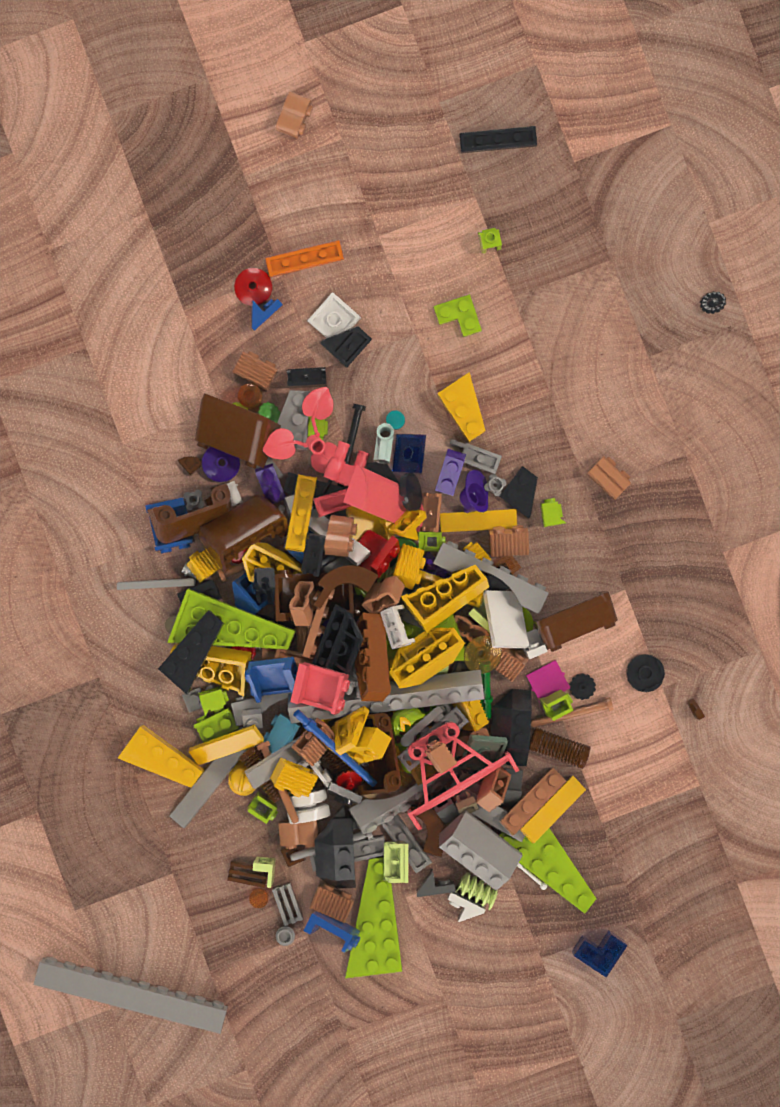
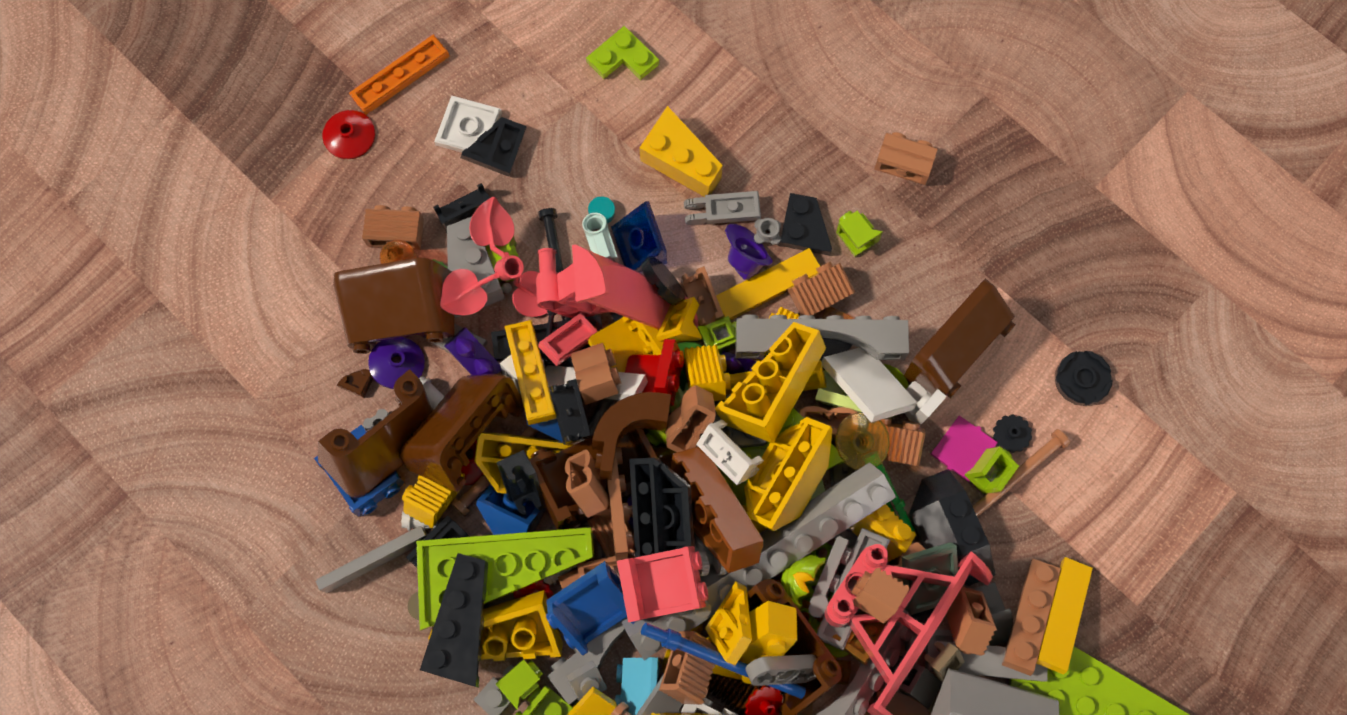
camera: 20 degrees left, 15 degrees down
(259, 316) = (372, 159): blue slope -> none
(366, 768) = (781, 670): none -> light grey beam
(450, 472) = (702, 236): brick -> none
(580, 758) = (1064, 523): reddish brown piece -> none
(695, 709) = (1175, 393): reddish brown tile -> none

